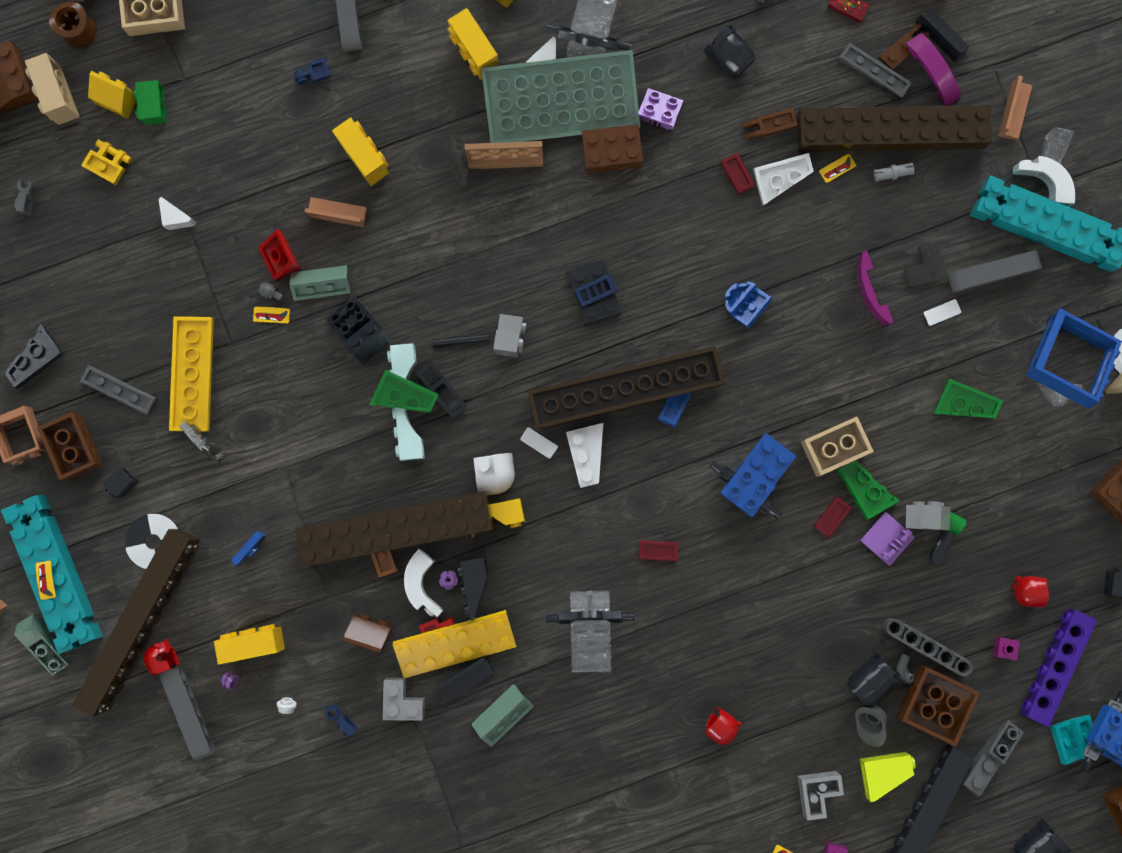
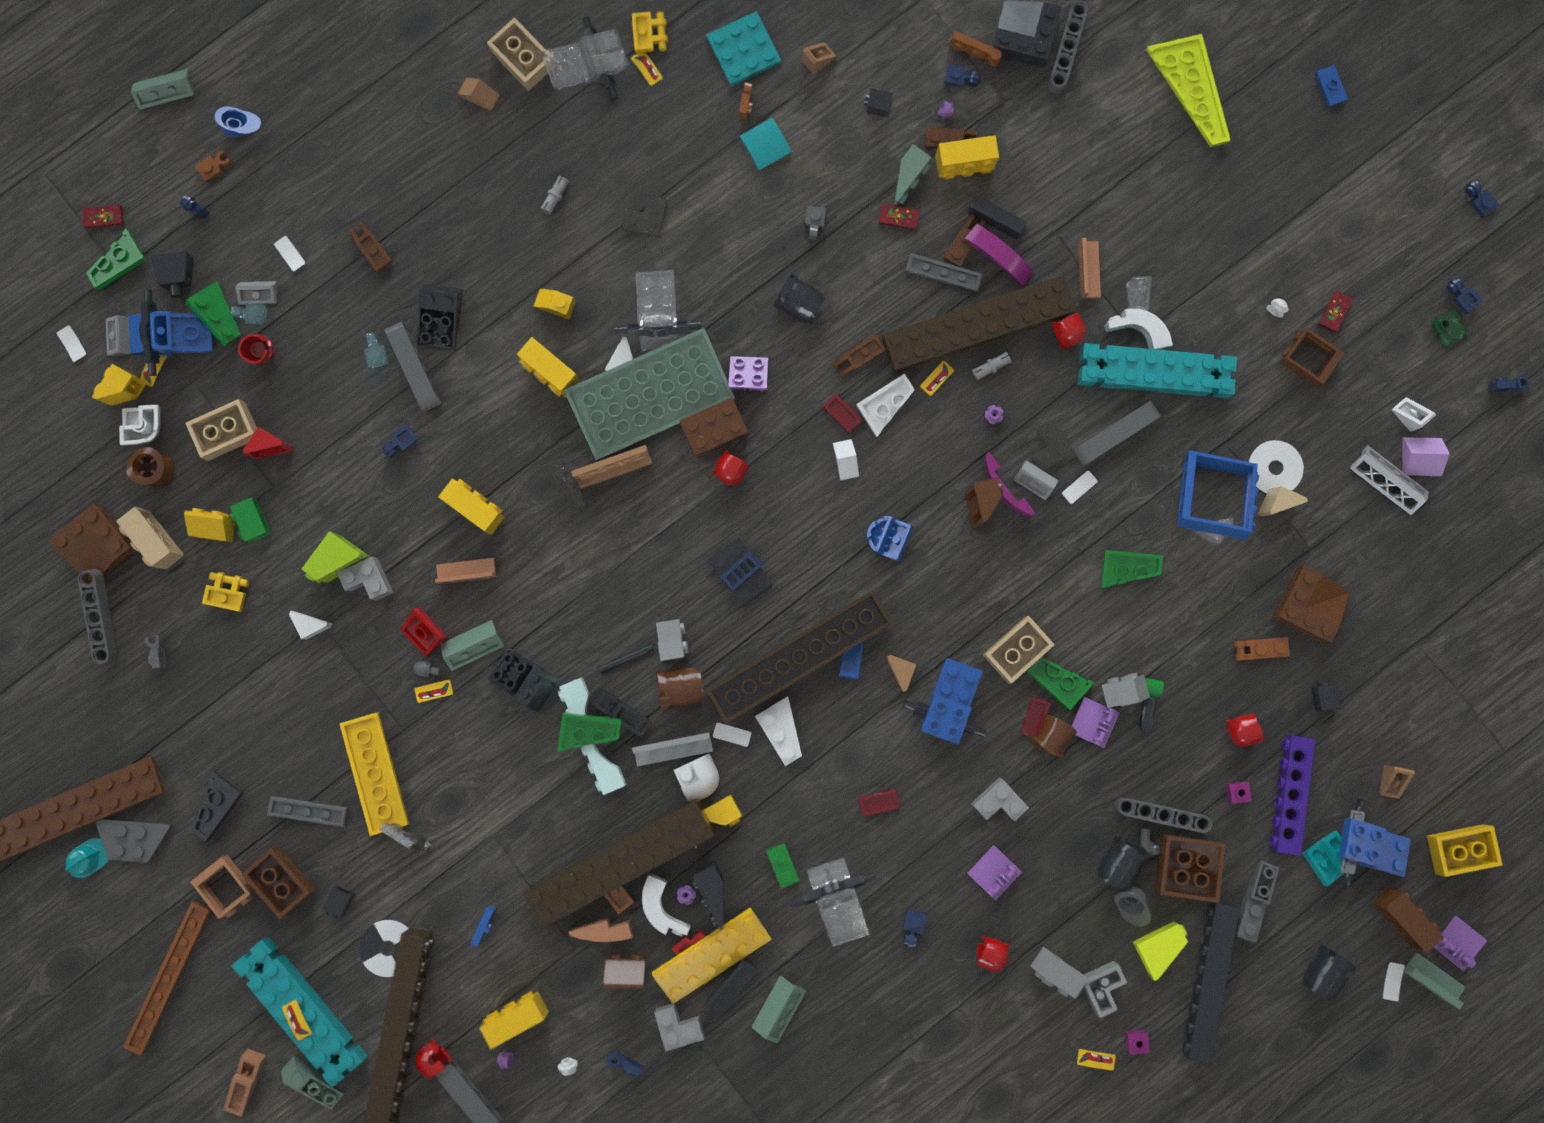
camera: 20 degrees left, 0 degrees up
(185, 35) = (265, 444): none -> red slope
(215, 161) = (332, 557): none -> lime slope
(243, 186) = (367, 574): none -> light grey brick
(359, 589) = (603, 932): none -> nougat slope
(479, 438) = (673, 749): none -> light grey fence
(503, 381) = (679, 687): none -> reddish brown piece
(548, 580) = (782, 865): none -> green brick
(615, 192) = (730, 469): none -> red helmet
(656, 674) = (913, 922): none -> dark blue plate
(719, 432) = (902, 671): none -> medium nougat slope
(727, 218) = (846, 459): none -> white slope
(748, 651) = (994, 872): none -> medium lavender hinge
(775, 580) = (999, 796): none -> light grey brick
(778, 762) = (1057, 972): none -> light grey brick
(845, 538) = (1053, 736): none -> reddish brown hat
(847, 290) = (982, 500): none -> reddish brown slope
(881, 223) = (989, 414): none -> medium lavender plate
(902, 292) = (1035, 480): none -> light grey slope
(979, 160) = (1070, 330): none -> red helmet
(1071, 519) = (1262, 648): none -> dark orange plate

